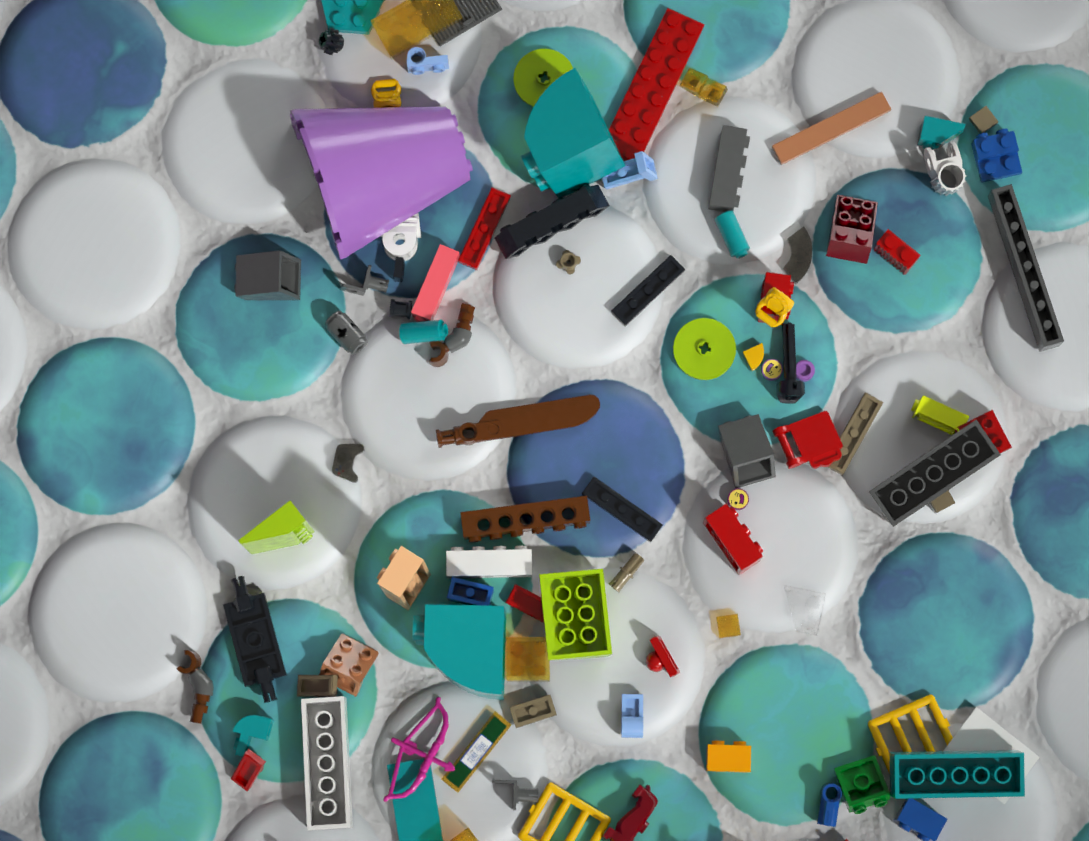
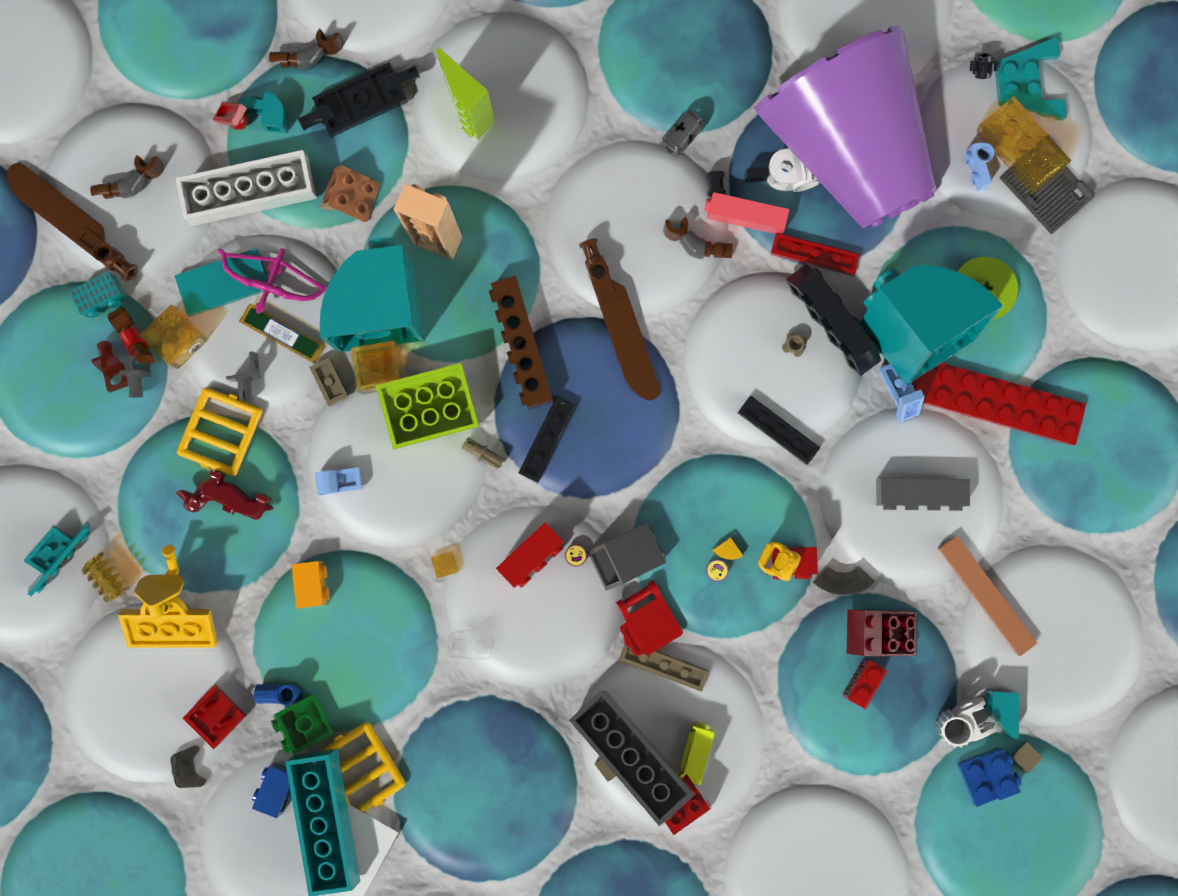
camera: 80 degrees right, 5 degrees up
(268, 276) = (726, 47): dark grey slope -> none
(317, 686) = (322, 166): dark tan tile -> none
(344, 461) = (552, 156): clear smoke piece -> none
(369, 282) = (738, 147): dark grey bracket -> none
(386, 98) = (934, 133): yellow piece -> none
(423, 331) = (695, 208): teal brick -> none
(470, 592) = (435, 299): blue brick -> none
(489, 563) = (469, 314): white brick -> none
(526, 602) = (438, 355): red tile -> none
(661, 658) = (400, 502): red tile -> none
(703, 87) = (1006, 454): clear yellow slope -> none
(719, 342) = (737, 511): lime piece -> none
(732, 234) = (853, 508): teal brick -> none
(790, 386) = (698, 592): black piece -> none
(804, 370) = (721, 604): medium lavender tile -> none
(1025, 268) = (872, 824): dark grey brick -> none

